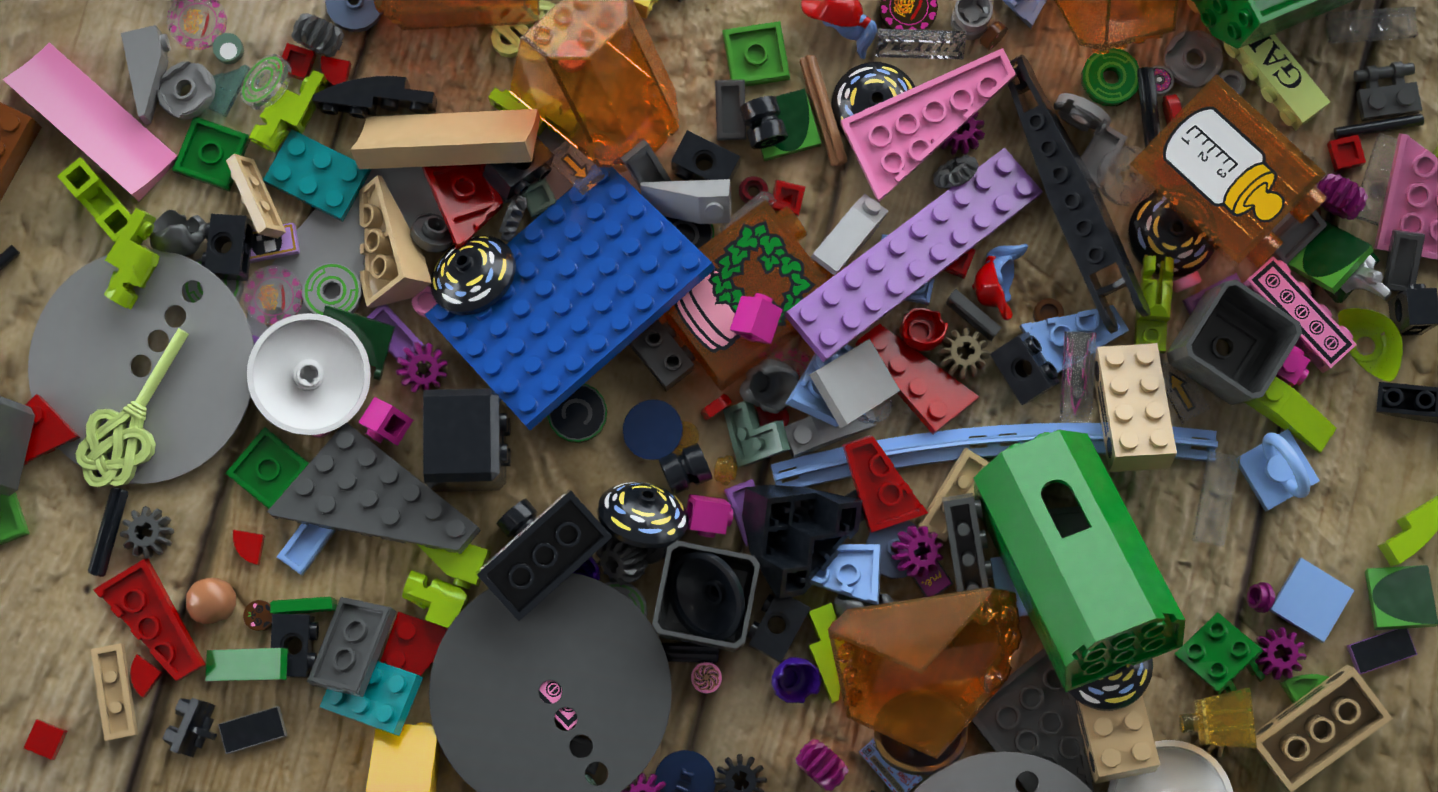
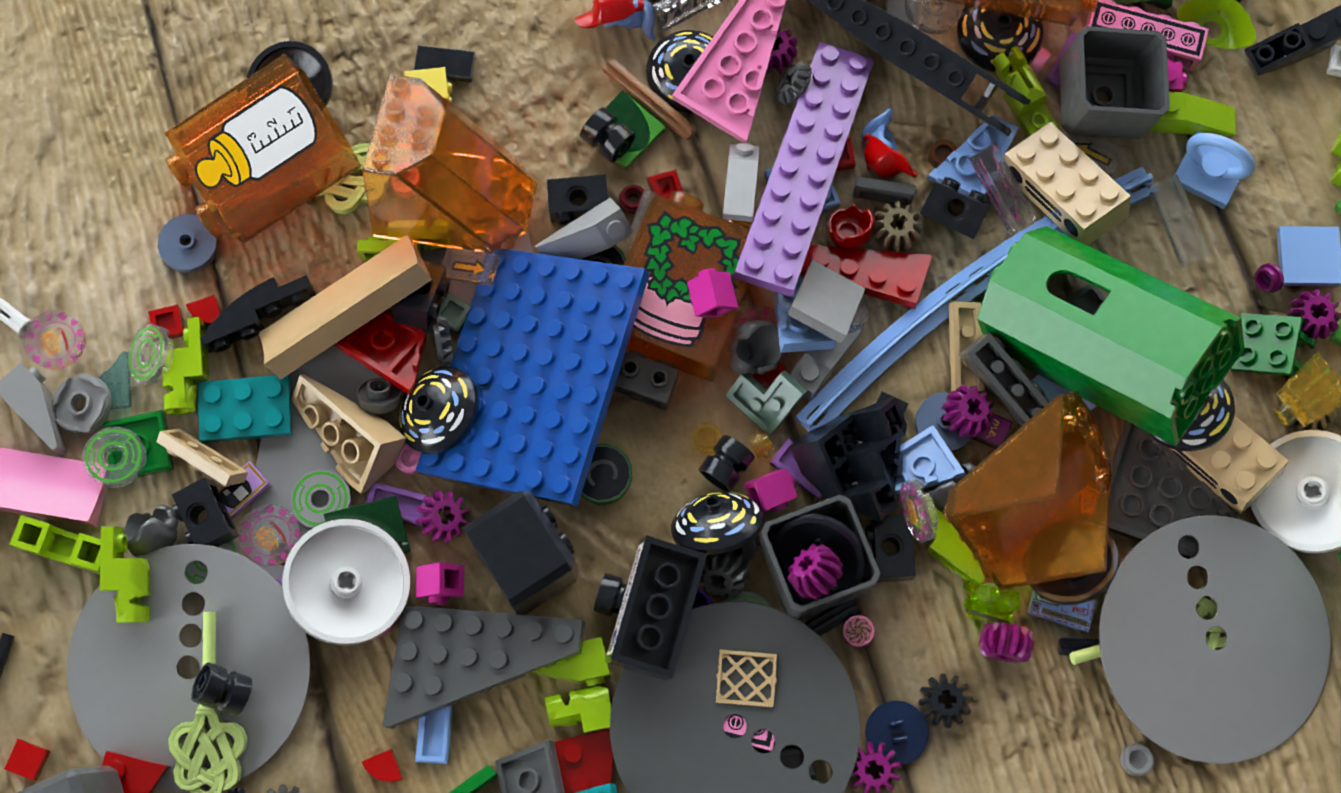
camera: 30 degrees left, 5 degrees down
(157, 405) = (218, 688): none -> black wheel
(177, 137) = (105, 442): none -> clear tile
(228, 48) = (97, 347): sand green tile -> none
(267, 468) = (358, 688): green tile -> none
(317, 35) = (172, 287): dark grey gear -> none
(603, 673) = (746, 678): none -> tan window
(644, 164) = (528, 228): dark grey tile -> none
(652, 429) = (677, 447): dark blue piece -> none
(691, 607) = (815, 572): none -> magenta gear
(715, 406) = (718, 396): red tile -> none
(729, 99) = (572, 148): dark grey tile -> none
(756, 54) = (563, 87): bright green tile -> none
(796, 680) = (937, 583): dark purple hair -> none
(814, 610) = (918, 511): none -> clear tile
(830, 723) = (990, 602): none -> clear neon green hips
(878, 484) = (900, 376): red wing -> none

